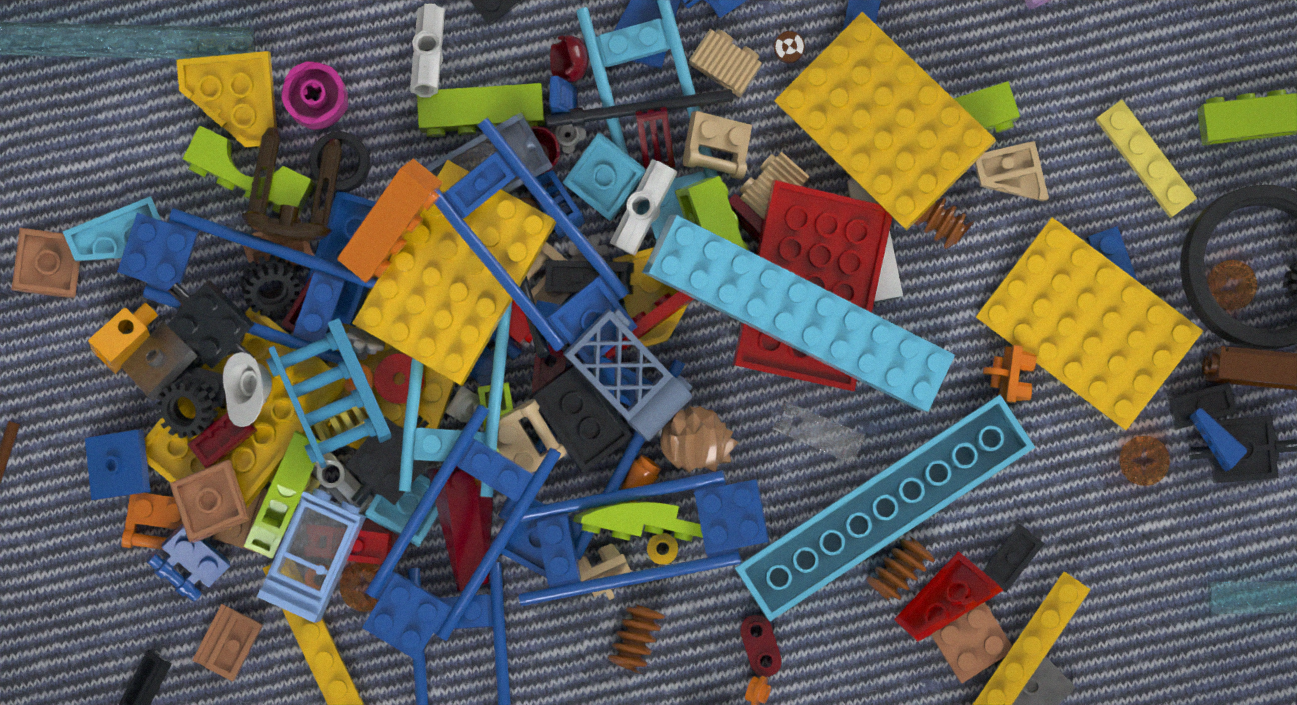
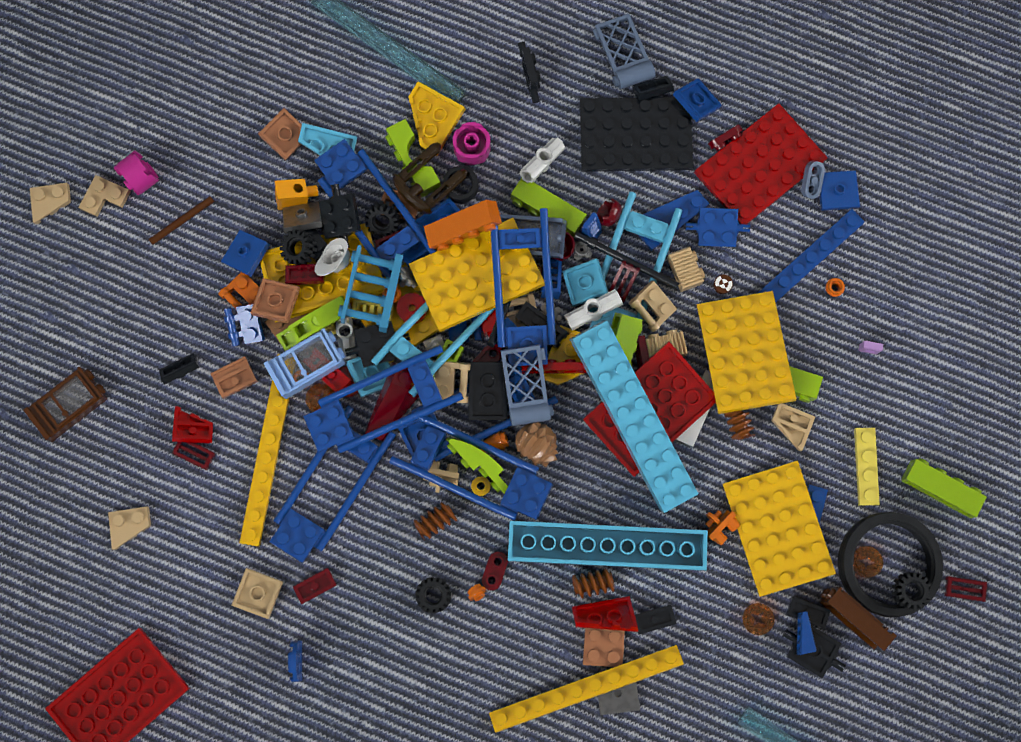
camera: 35 degrees right, 5 degrees down
(820, 433) = (601, 485): clear plate -> none

